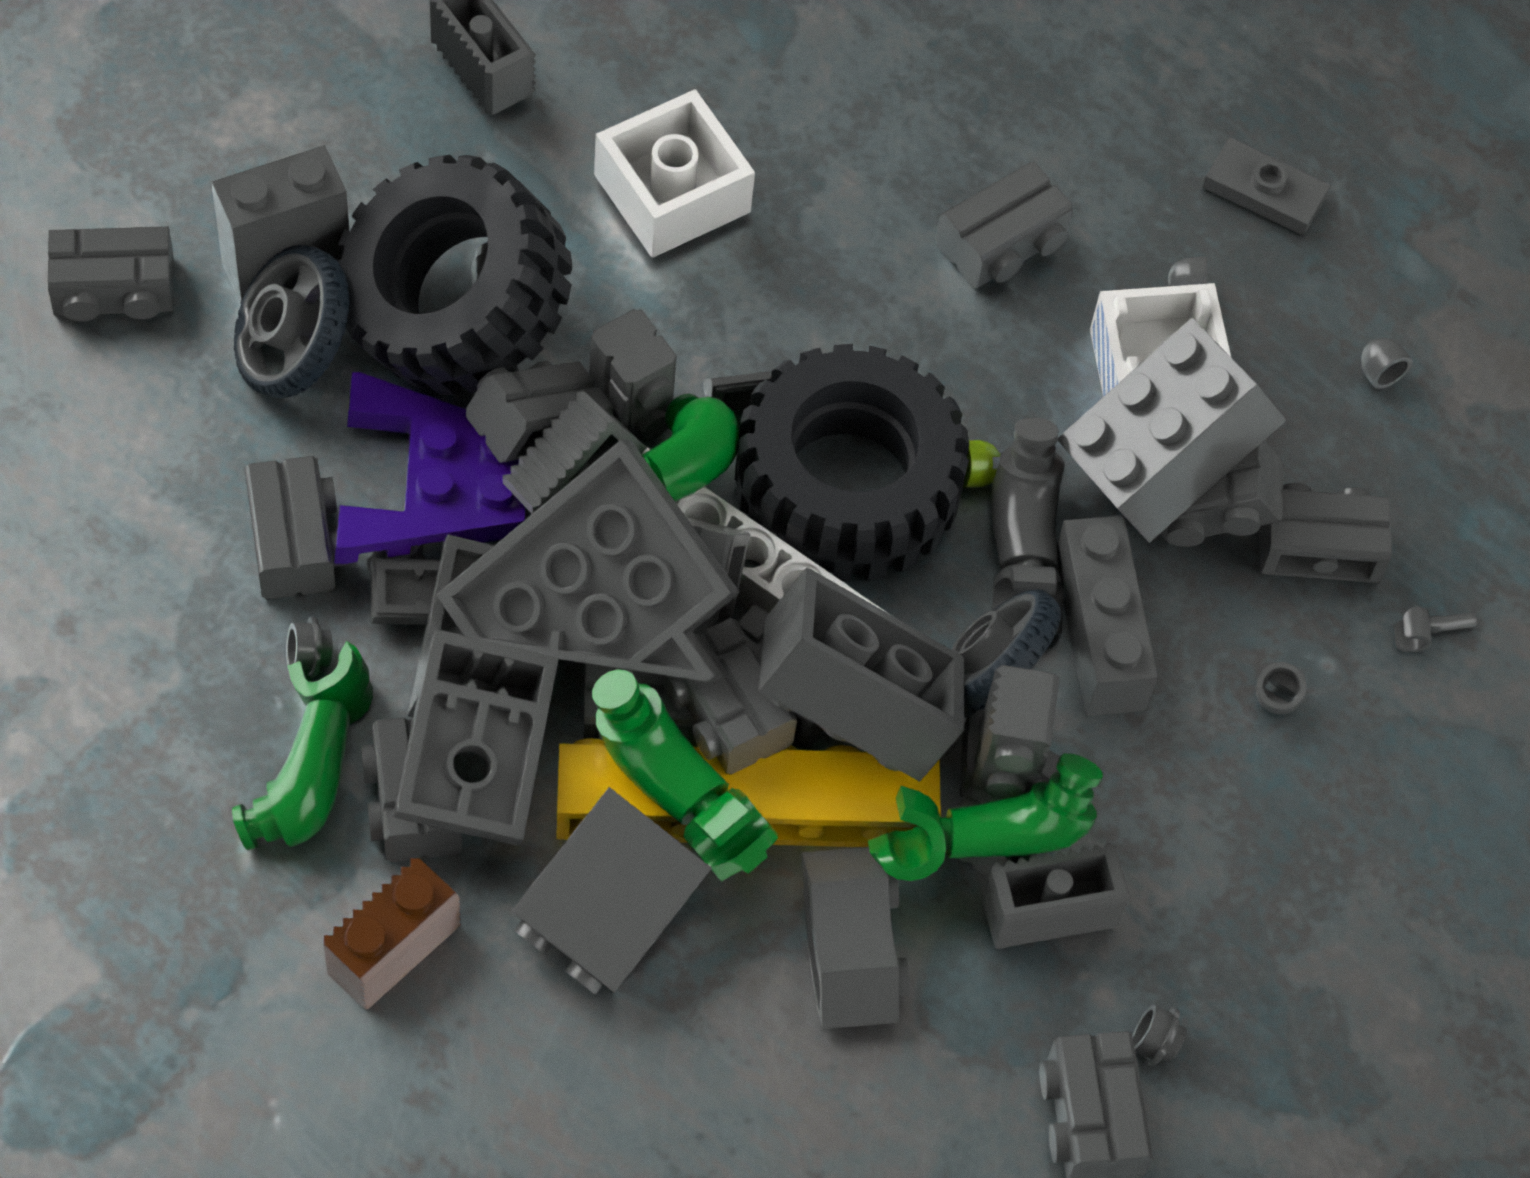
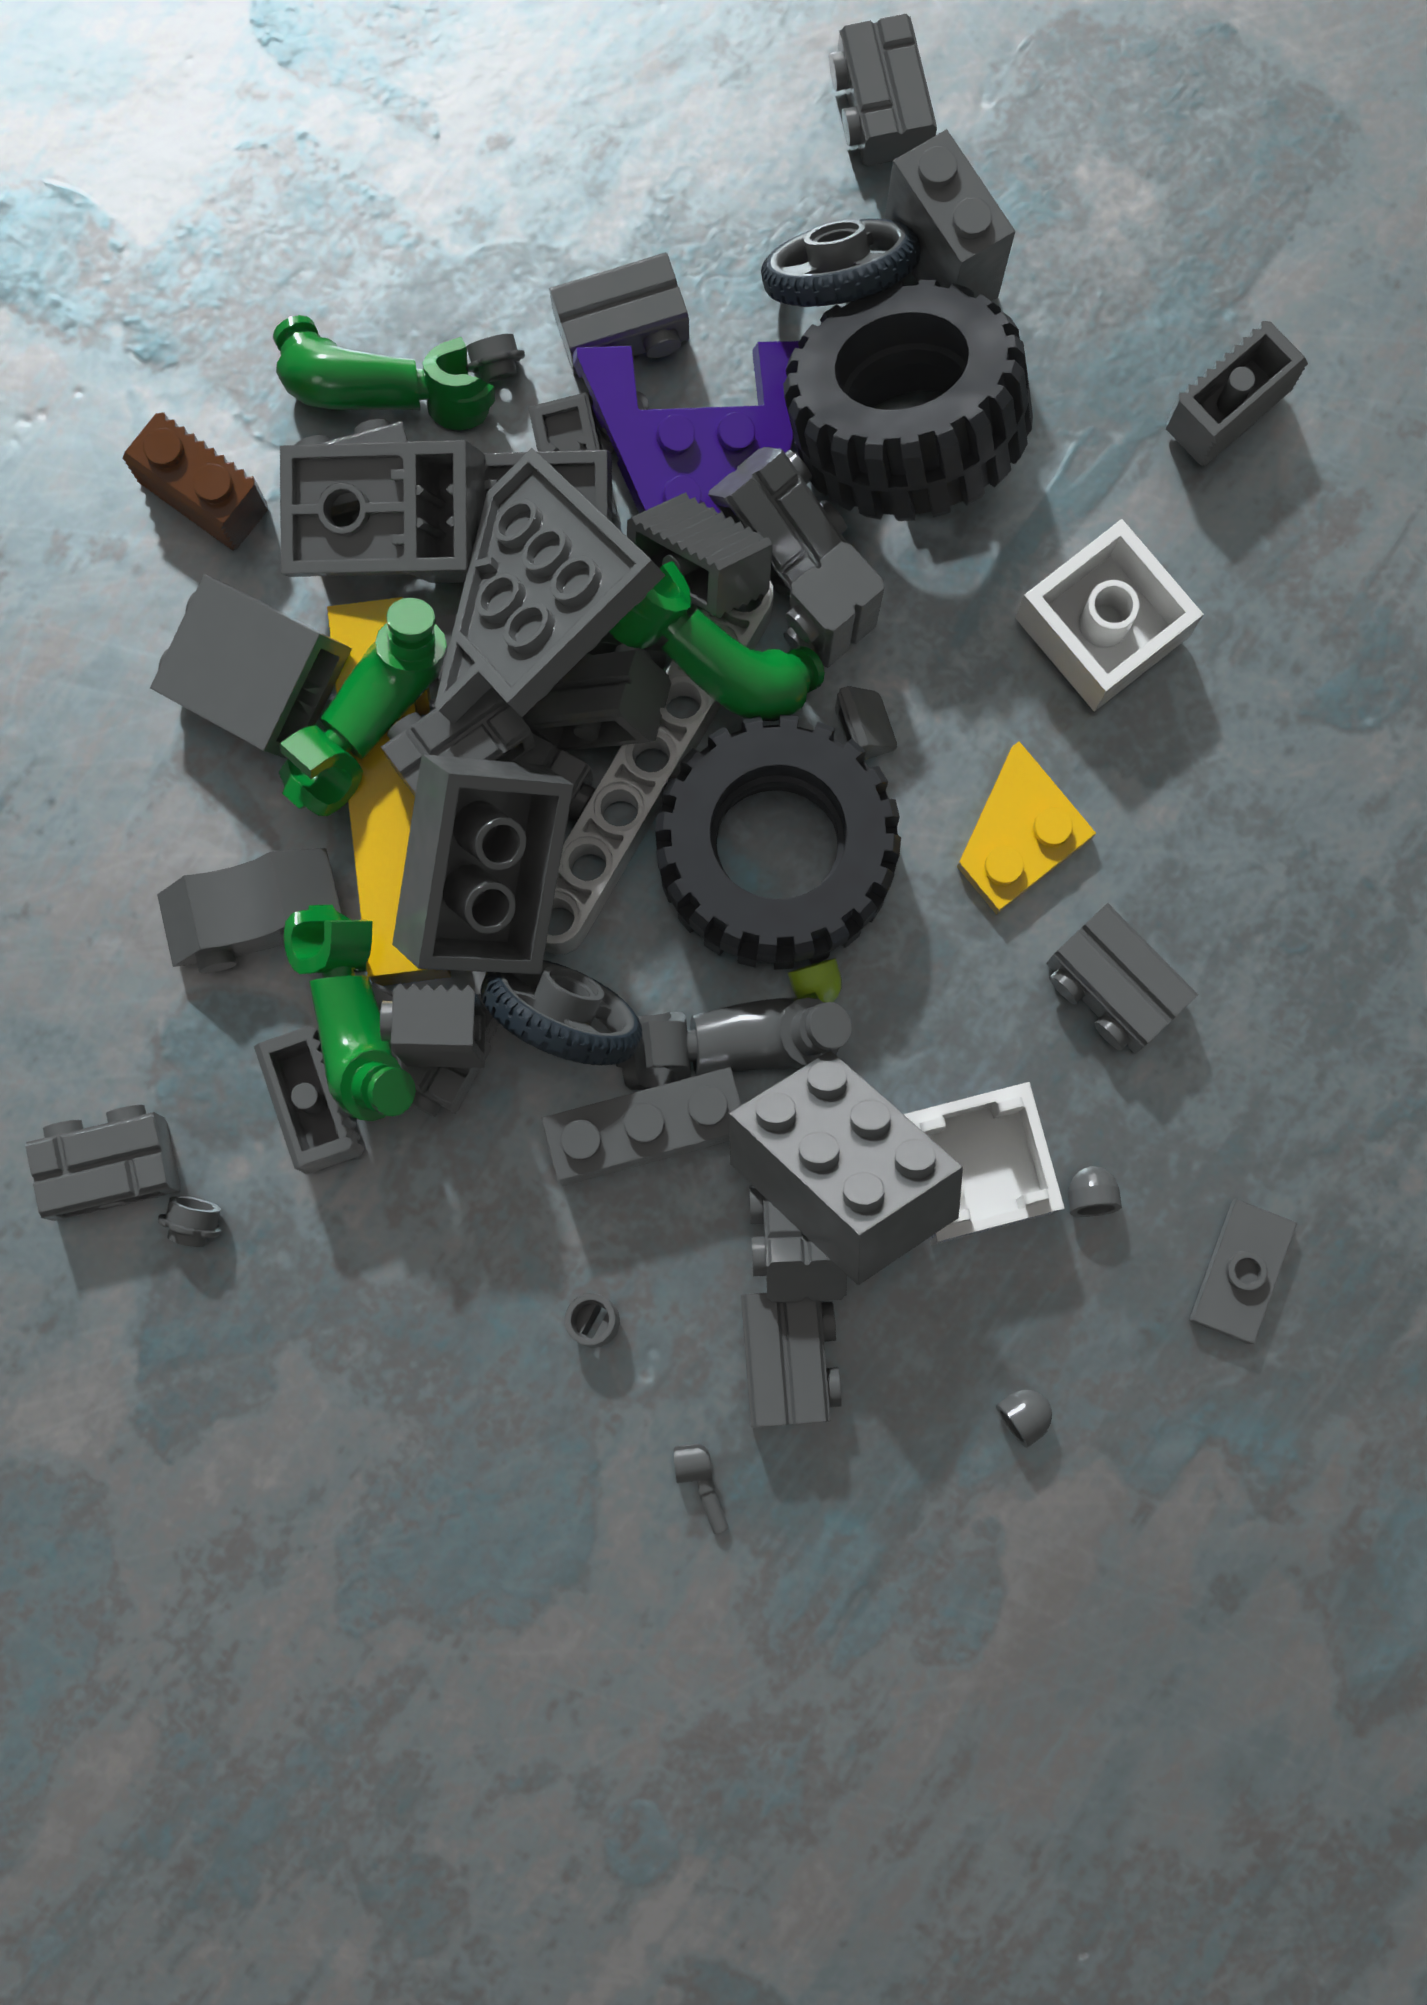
camera: 90 degrees right, 20 degrees up
(856, 285) = (1021, 832): none -> yellow wing

